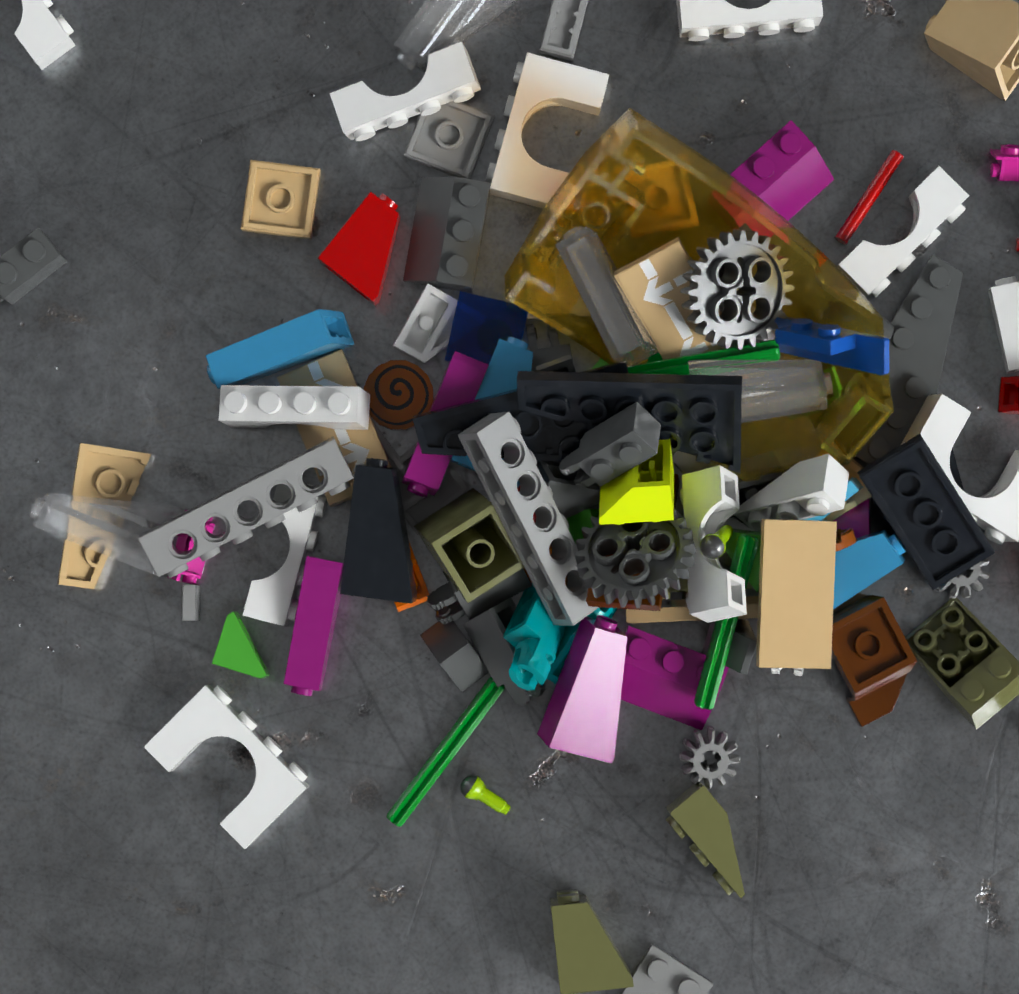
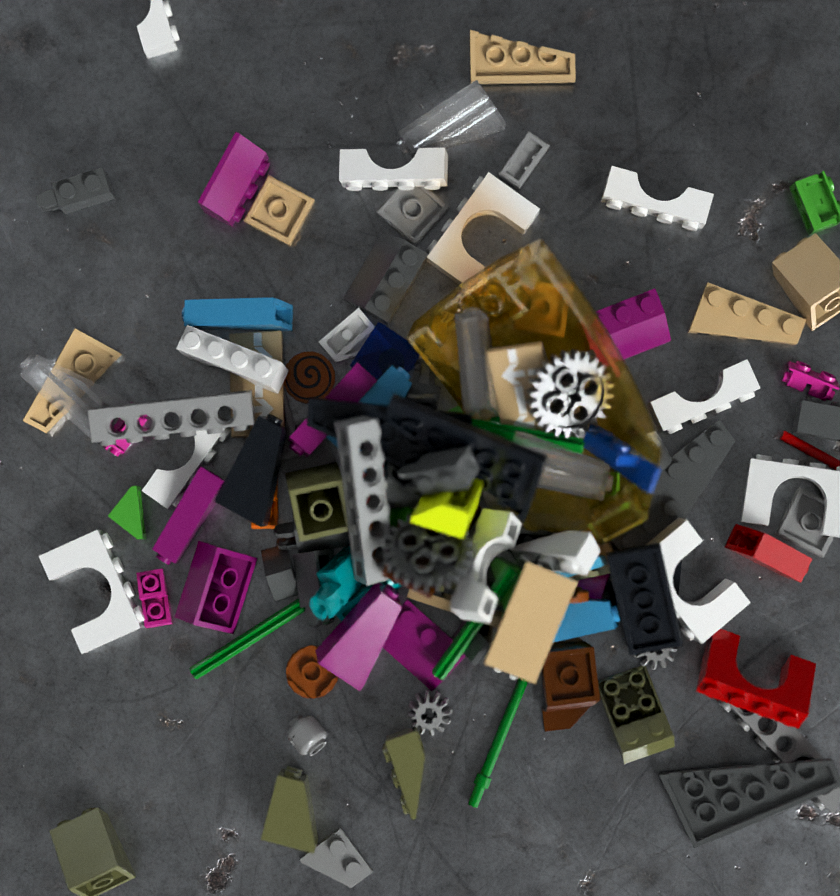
camera: 20 degrees right, 0 degrees up
(190, 603) = (109, 468): light grey tile -> none
(211, 182) = (234, 180): none -> magenta slope
(308, 745) = (154, 598): none -> dark pink slope
(364, 247) = (324, 265): red slope -> none
(381, 702) = (215, 587): none -> magenta slope
(474, 788) = (258, 672): lime piece -> none
(540, 769) = (307, 676): none -> dark orange tile
(566, 844) = (306, 735): none -> light grey head
(714, 544) = (485, 566): flat silver piece -> none
(807, 816) = (483, 778): none -> green bar
(869, 197) = (691, 362): red bar -> none
(907, 117) = (734, 315): none -> tan wing

